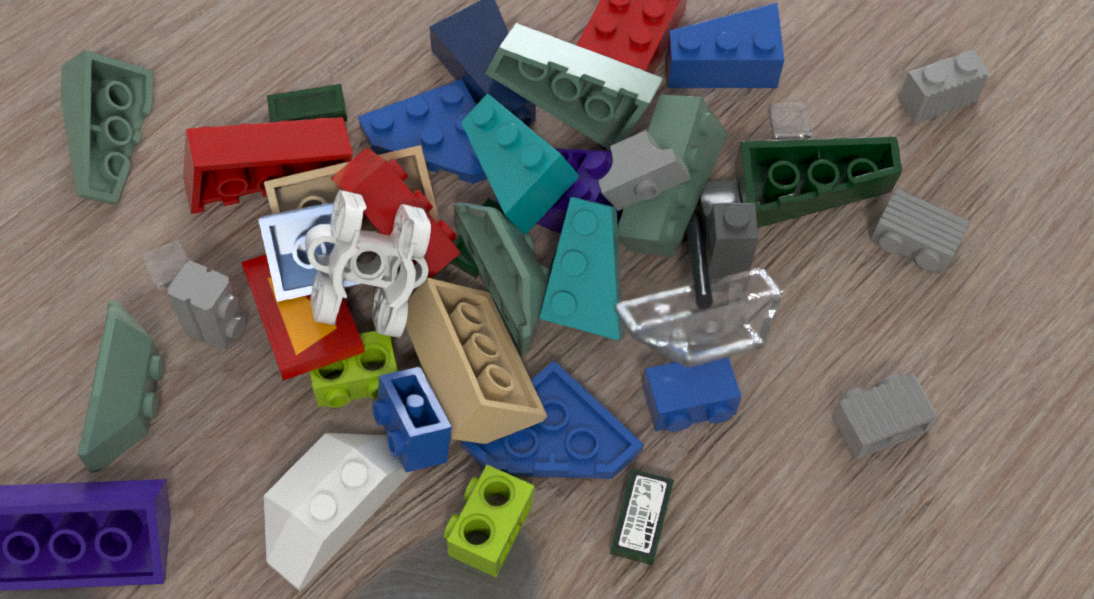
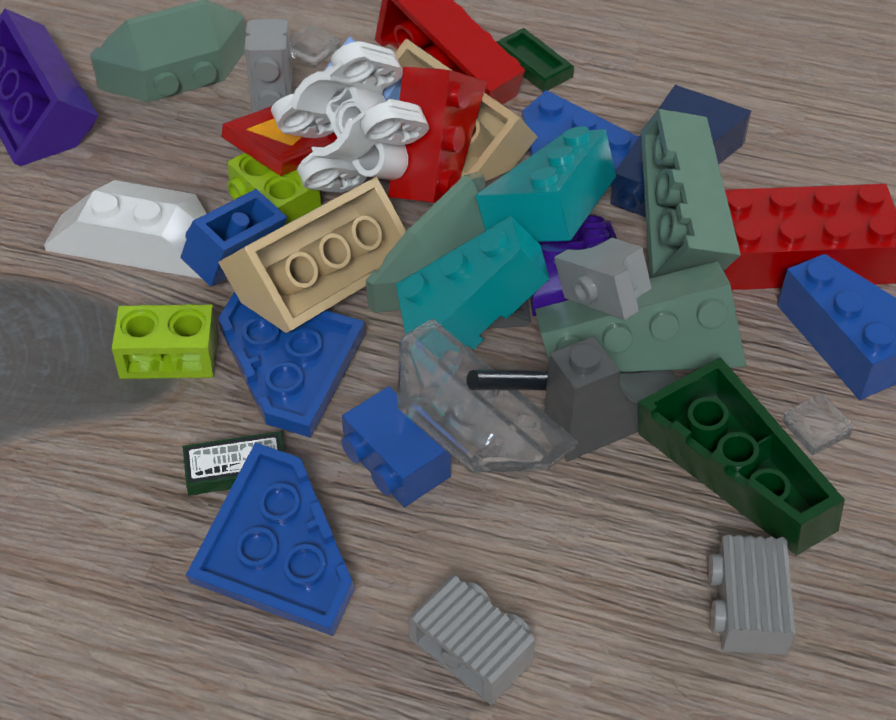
camera: 65 degrees right, 10 degrees down
(745, 513) = (275, 545): none -> blue plate

